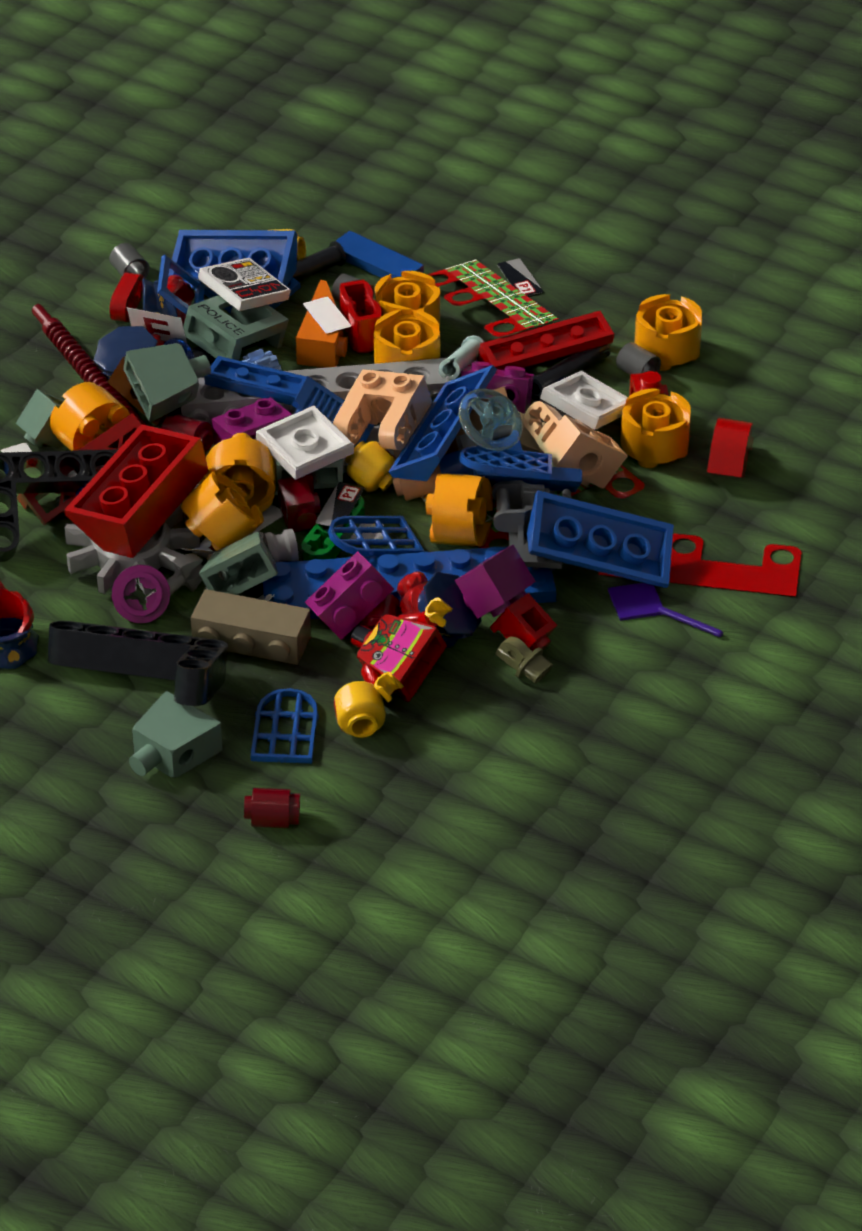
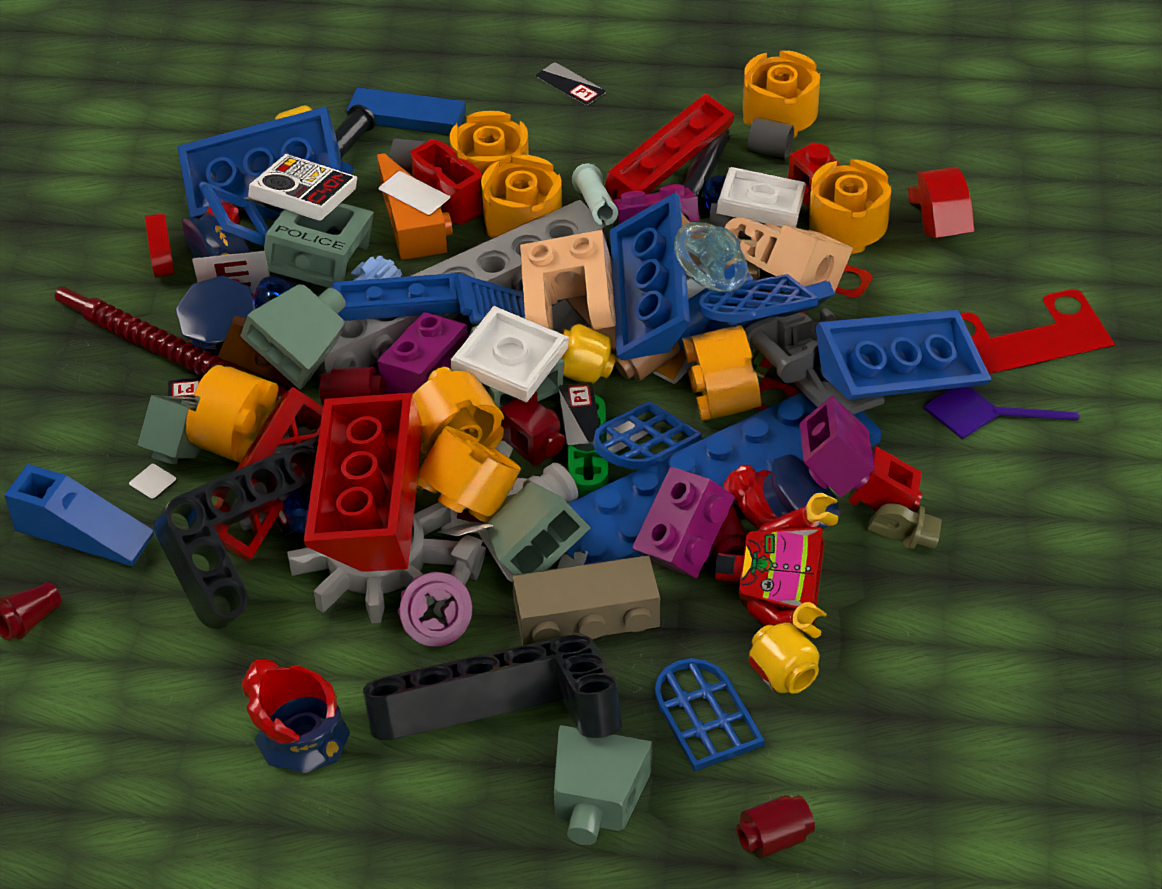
camera: 25 degrees left, 5 degrees up
(128, 259) = (133, 202): dark grey beam -> none
(487, 285) = (558, 104): piece -> none

